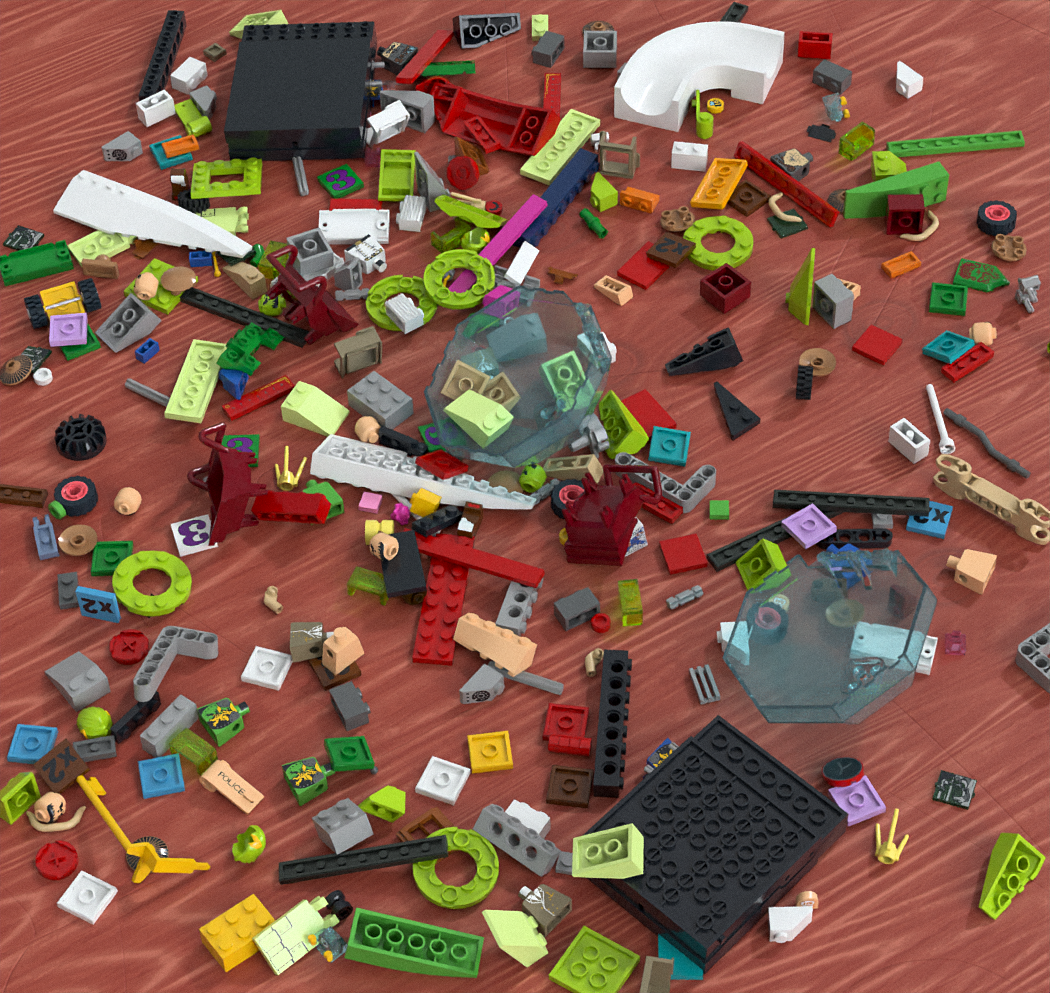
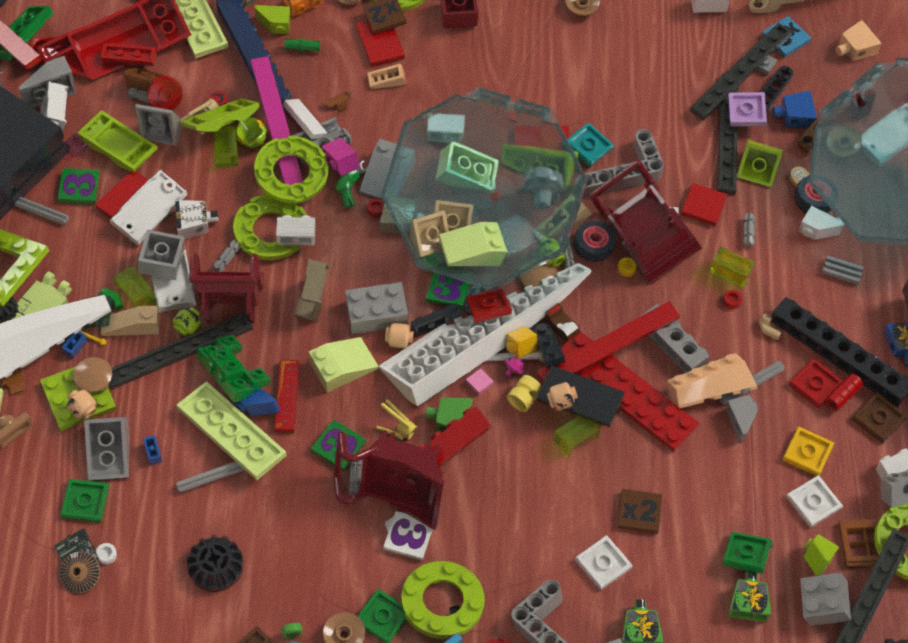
camera: 60 degrees left, 10 degrees up
(62, 301) = (35, 485): plate -> none
(68, 329) = (74, 498): lavender plate -> none
(76, 495) = (286, 593): black wheel -> none
(127, 501) = (330, 566): light nougat head -> none
(270, 599) = (531, 518): tan arm -> none
(307, 640) = (605, 513): dark tan torso -> none
(341, 650) = (641, 490): light nougat torso -> none
(349, 275) = (207, 244): light grey slope -> none
(349, 705) = (695, 523): dark grey brick -> none
(411, 213) = (172, 157): white brick -> none
(576, 608) = (710, 305): dark grey brick -> none
(664, 509) = (626, 192): red plate -> none
(715, 354) = (517, 59): black wedge -> none
(719, 509) = (677, 154): bright green tile -> none
(737, 415) = (585, 83): black wing -> none
(804, 382) = (601, 21): black tyre -> none

